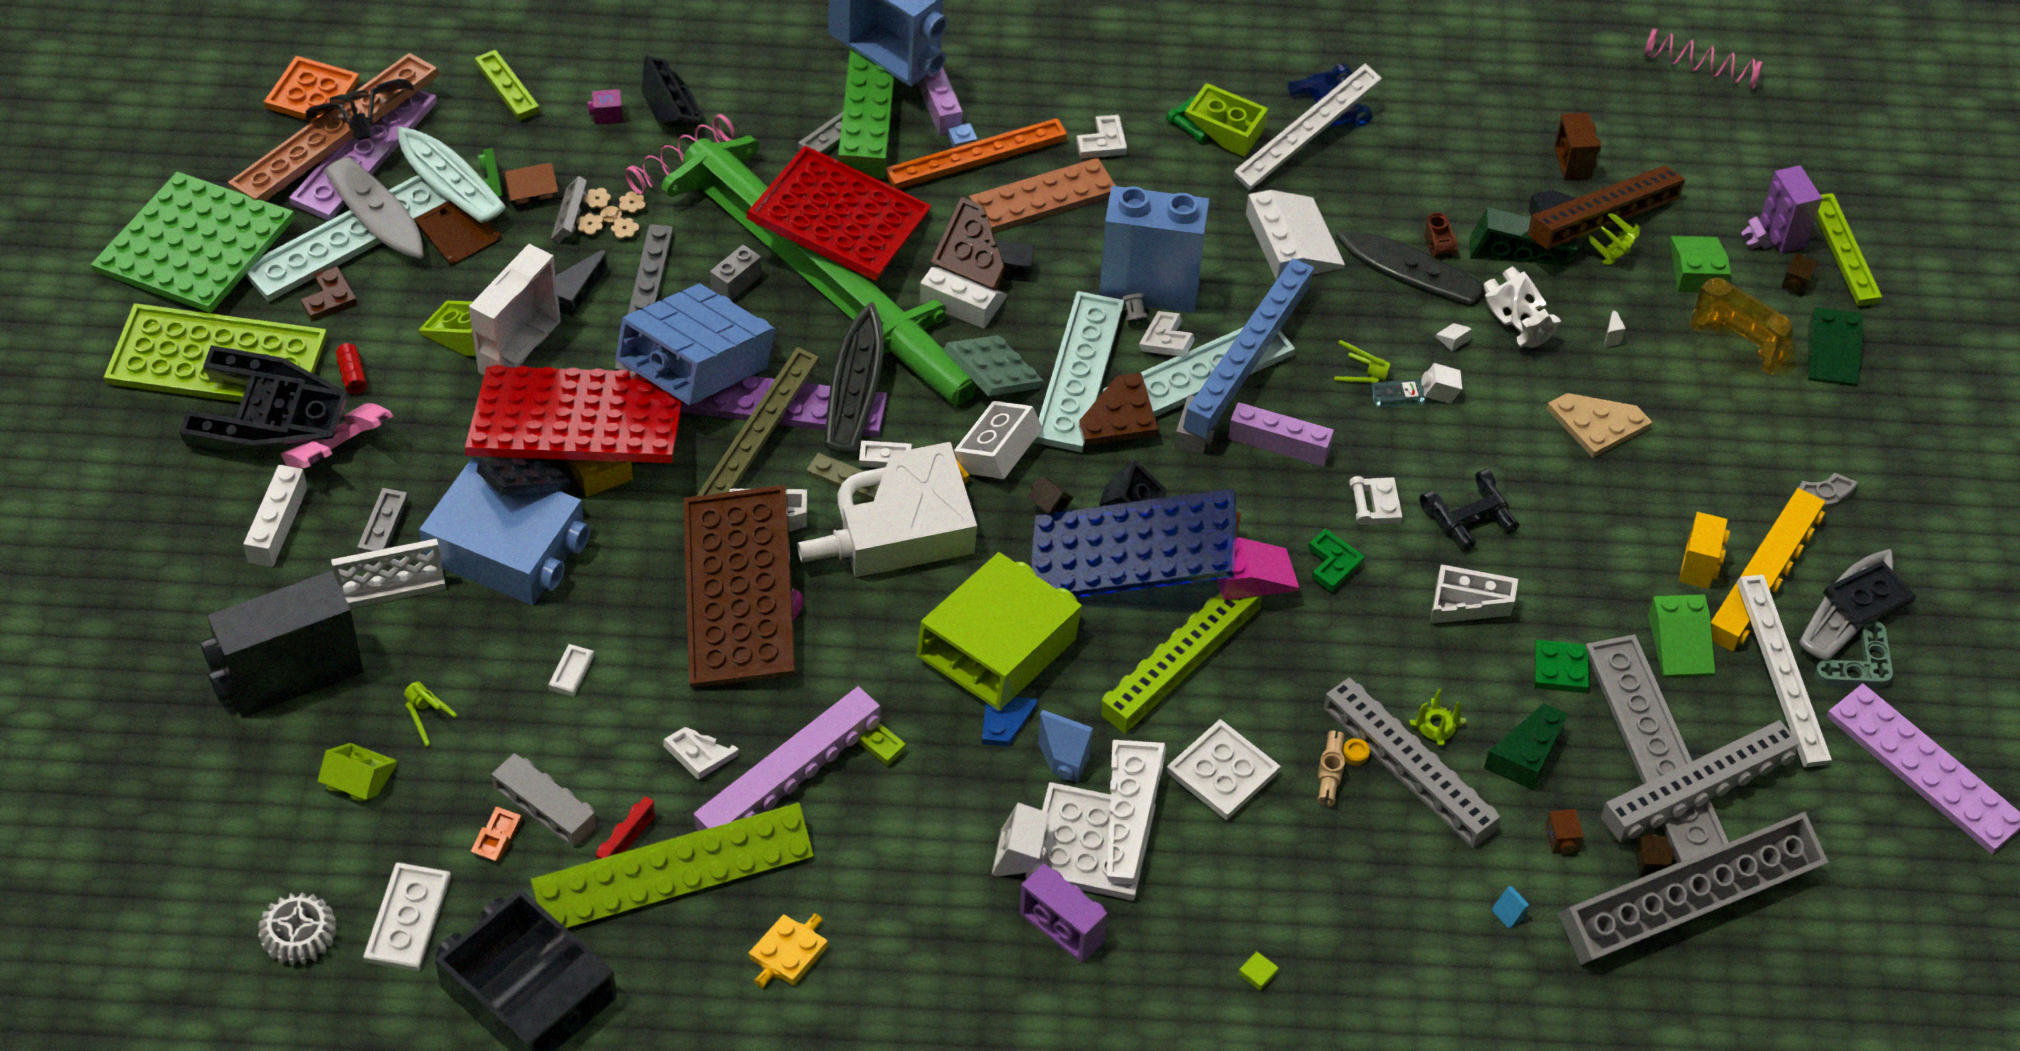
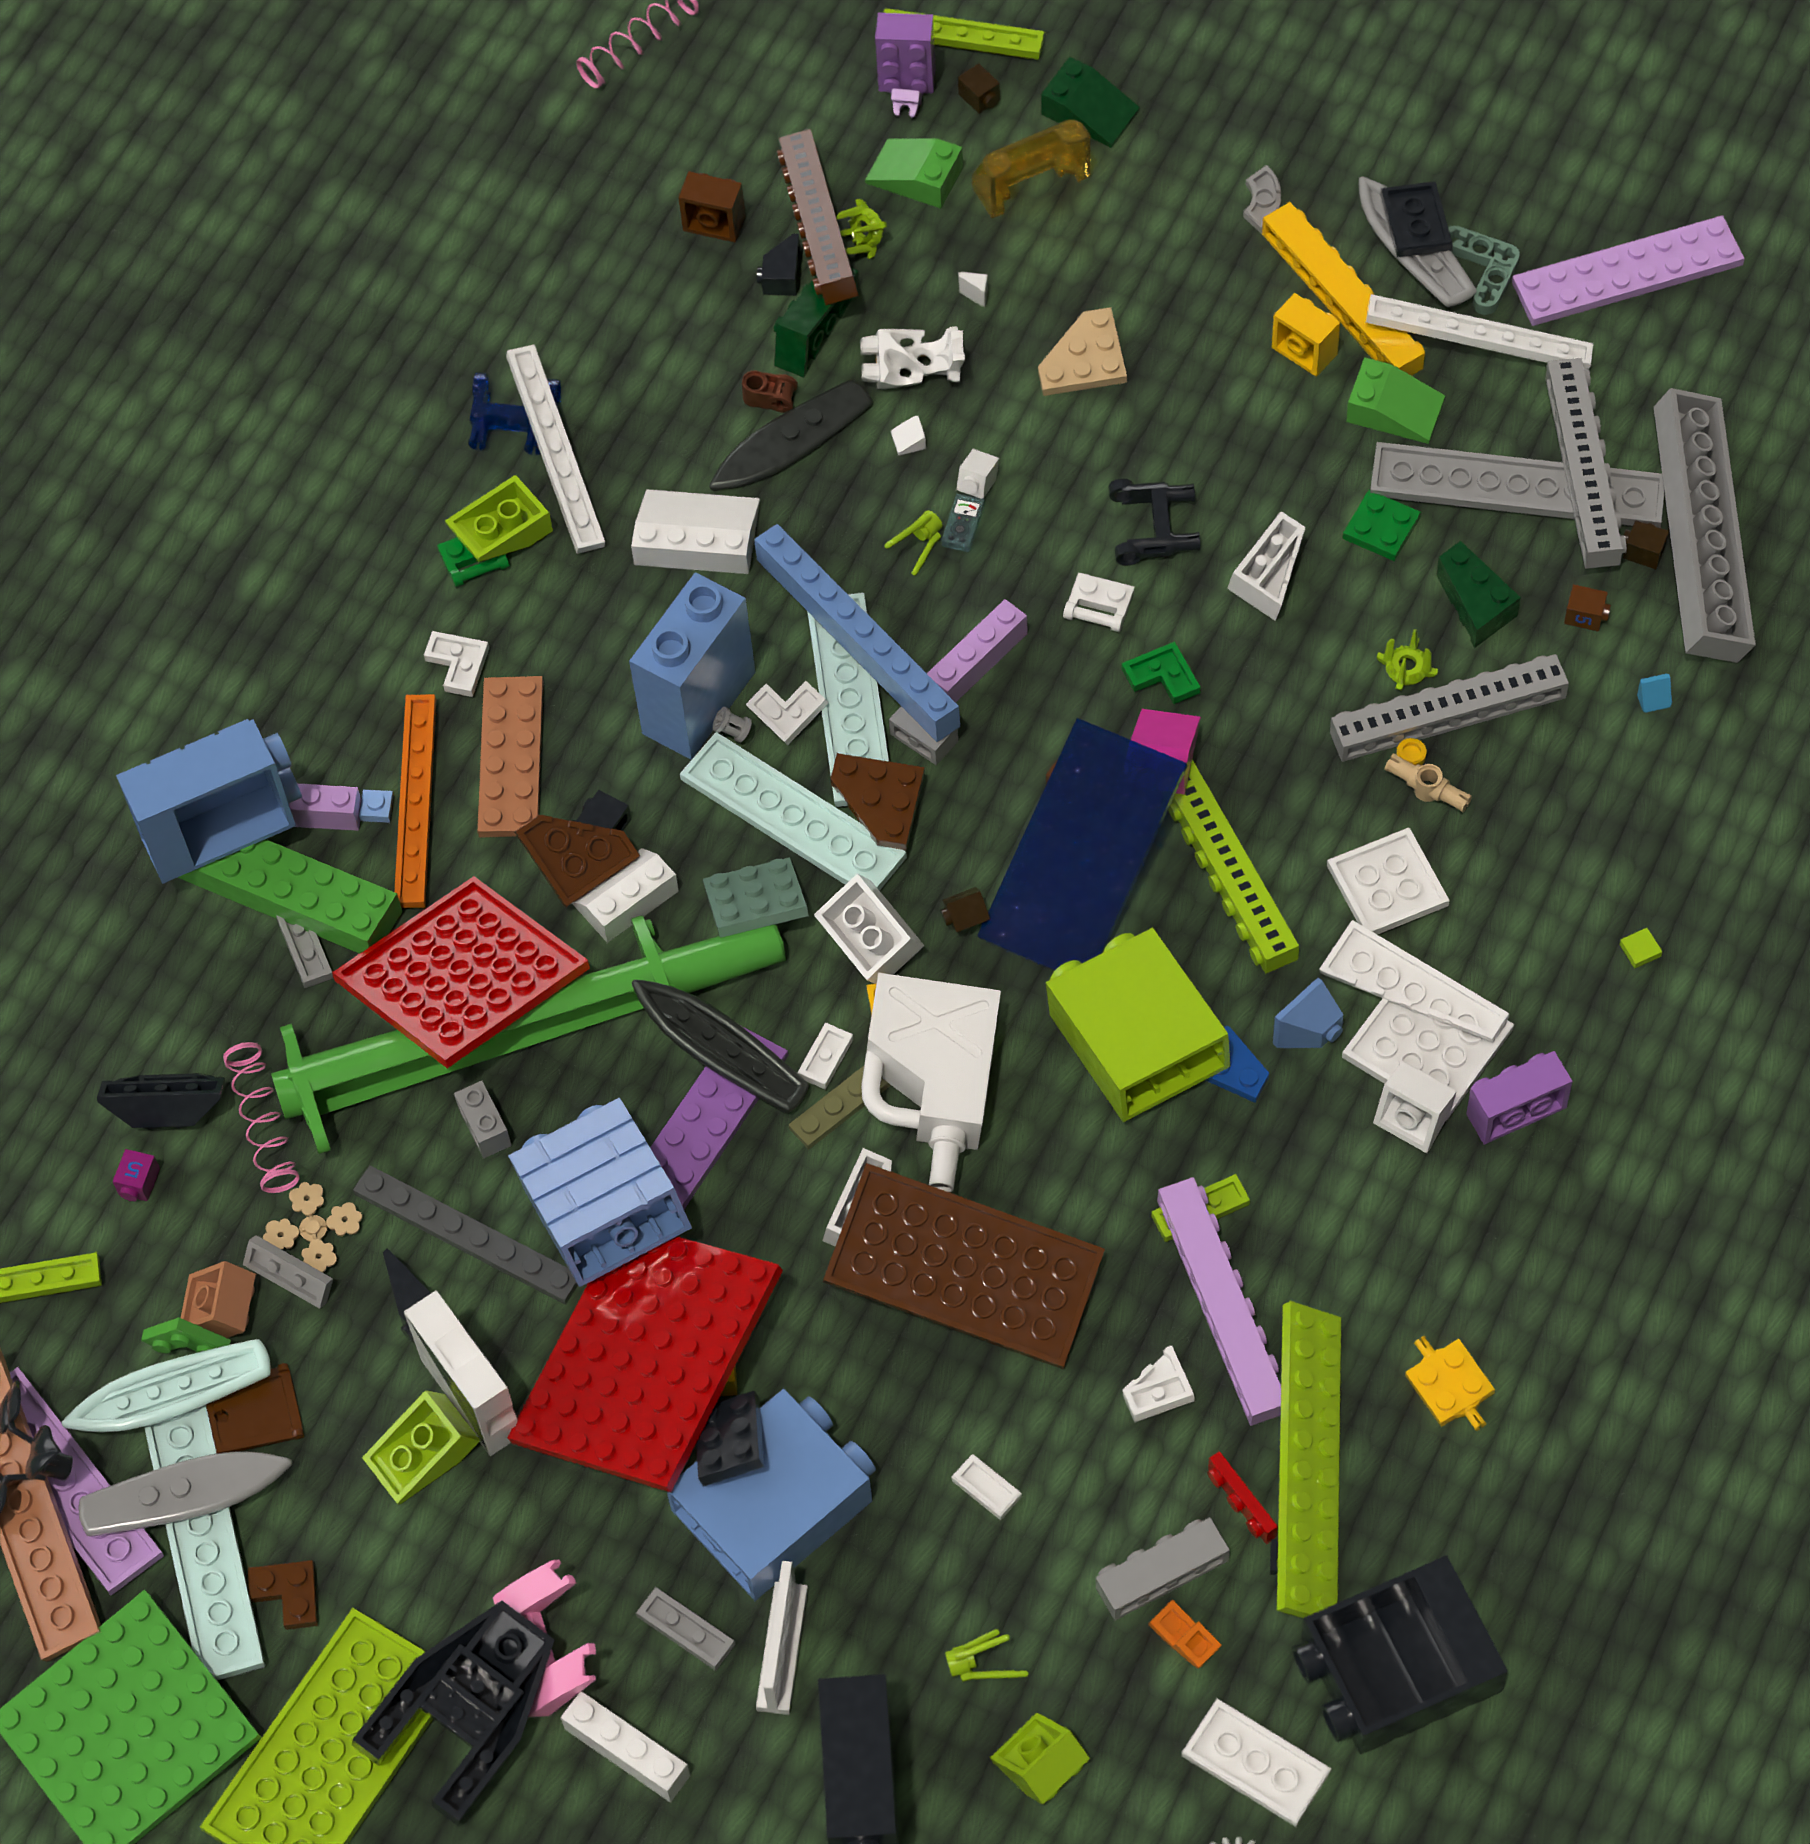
camera: 60 degrees left, 10 degrees up
(351, 368) = (428, 1596): red axle -> none
(761, 423) = (737, 1173): olive plate -> none
(1131, 485) = (994, 829): black slope -> none

